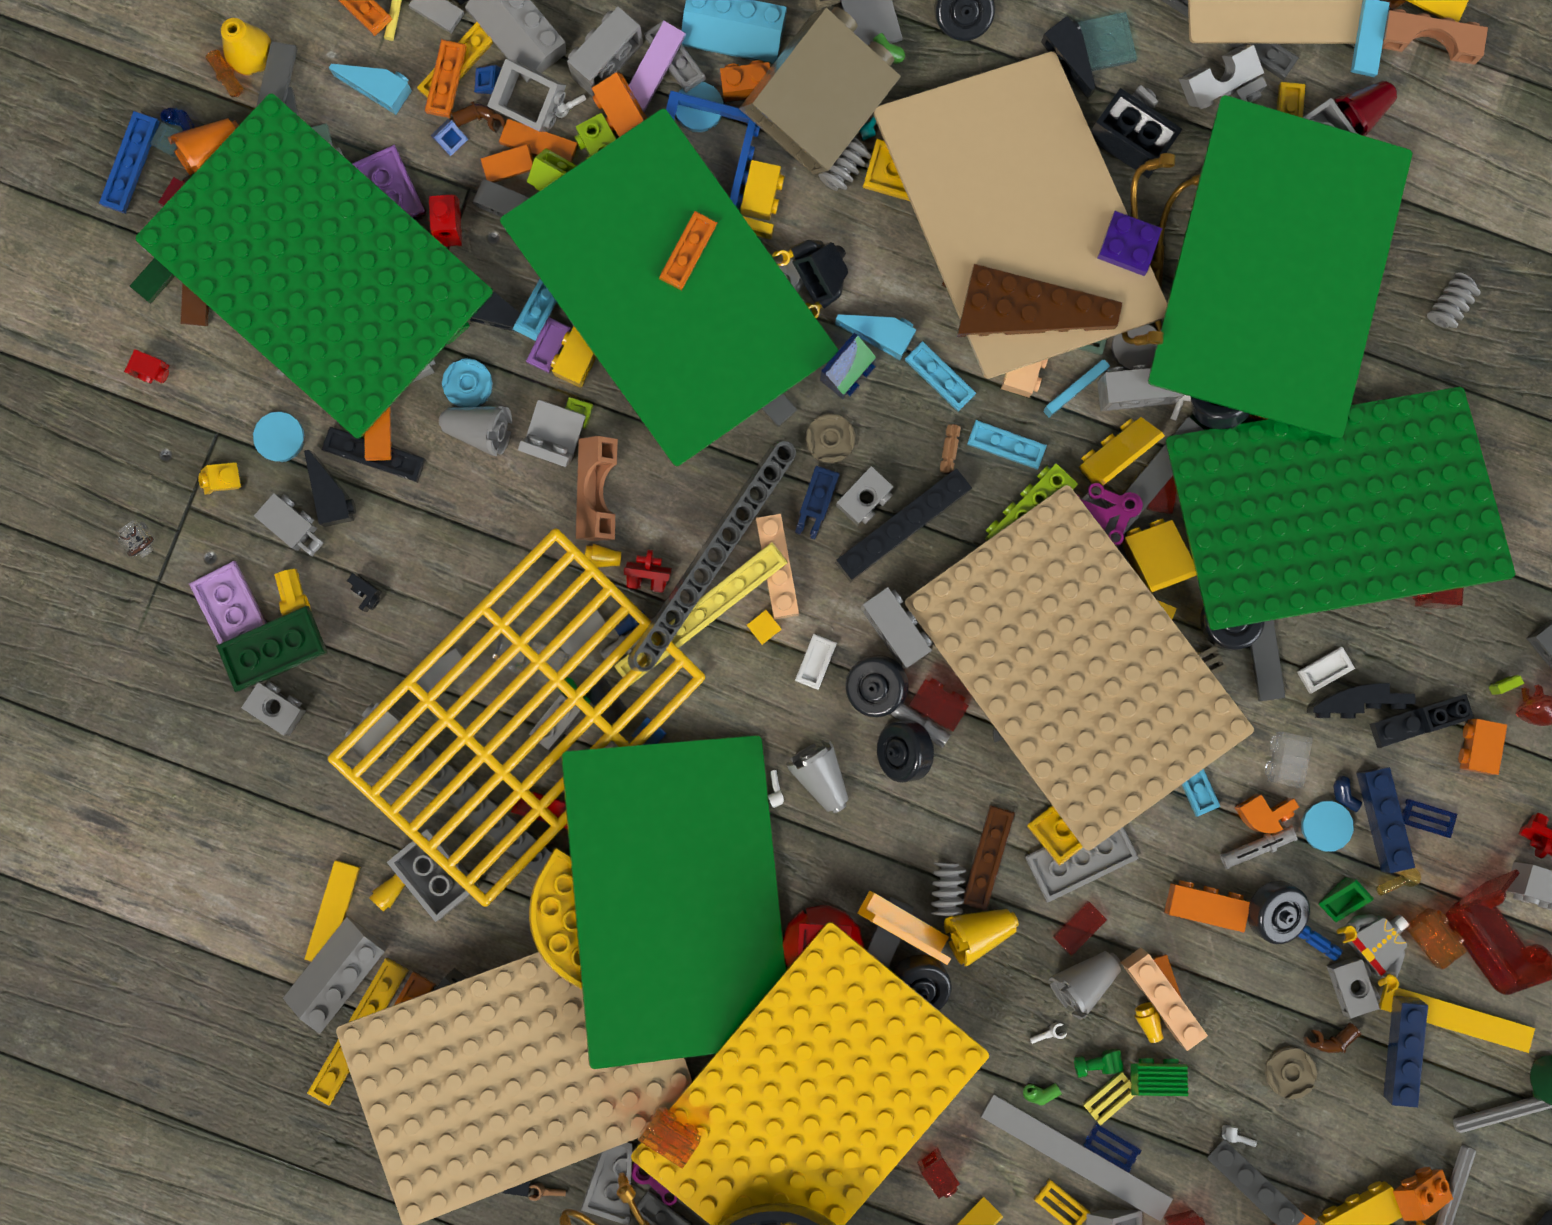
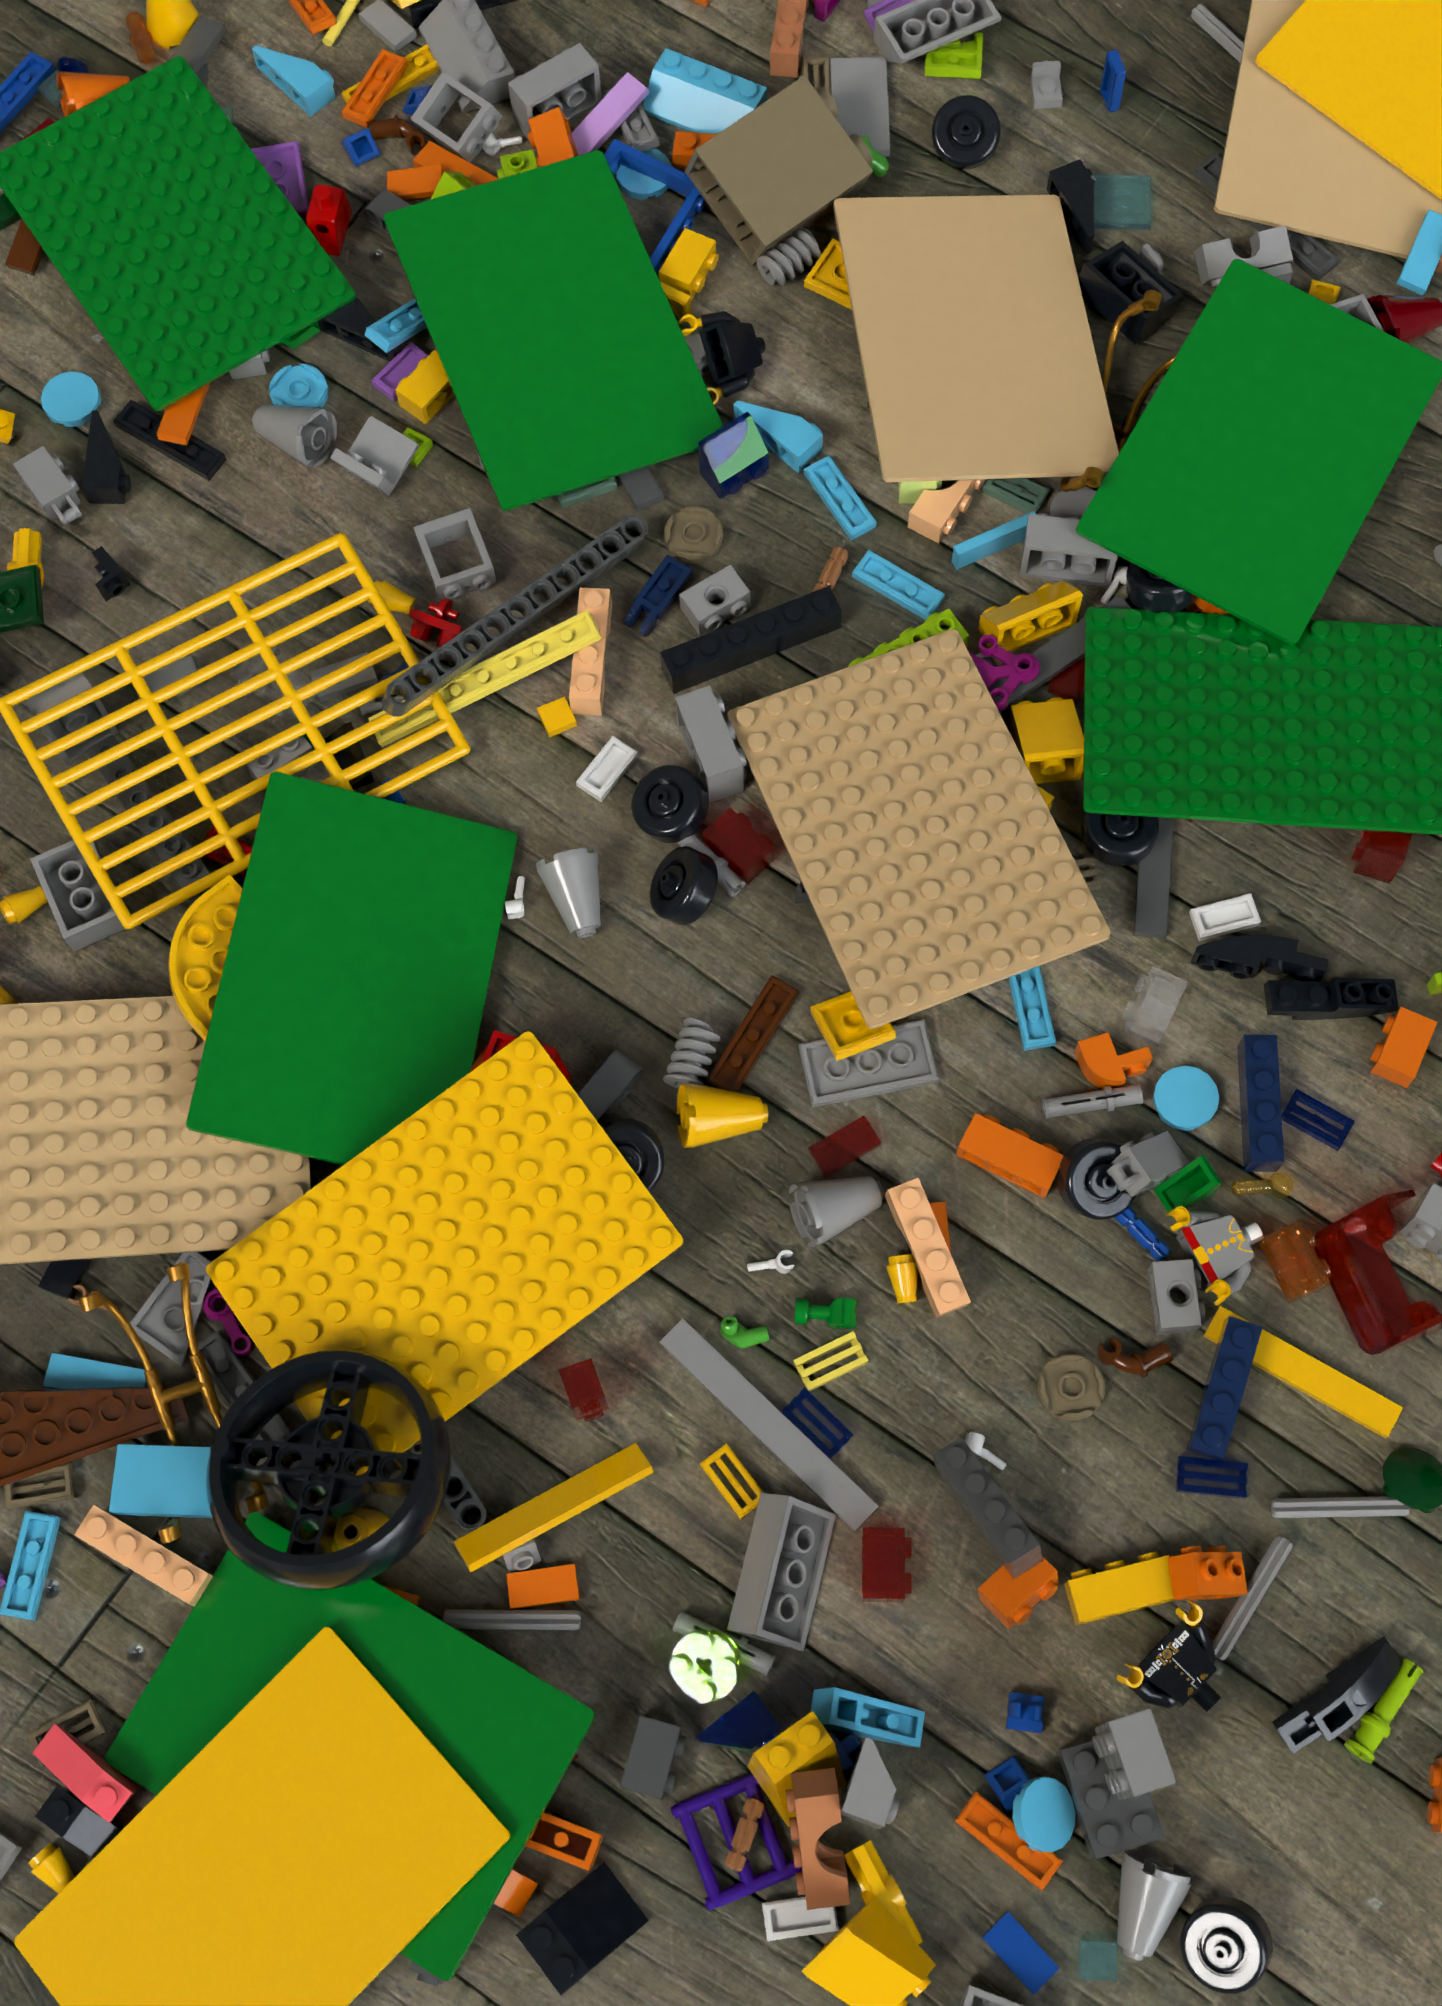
camera: 20 degrees right, 15 degrees down
(595, 459) = (415, 494): nougat arch -> none
(629, 485) = (447, 530): none -> light grey window
(670, 1137) = (258, 1243): clear orange brick -> none
(688, 250) = (583, 292): orange tile -> none
(867, 130) = (825, 232): teal hand -> none
(904, 926) = (623, 1077): light orange fence -> none
(1022, 305) = (953, 419): reddish brown wing -> none
(1129, 243) = (1091, 389): dark purple plate -> none
(1159, 1079) = (897, 1346): green brick -> none
(1314, 893) = (1147, 1163): none -> light grey brick
(1343, 794) = (1214, 1065): dark blue arm -> none
(1428, 1111) = (1241, 1479): none -> clear blue tile

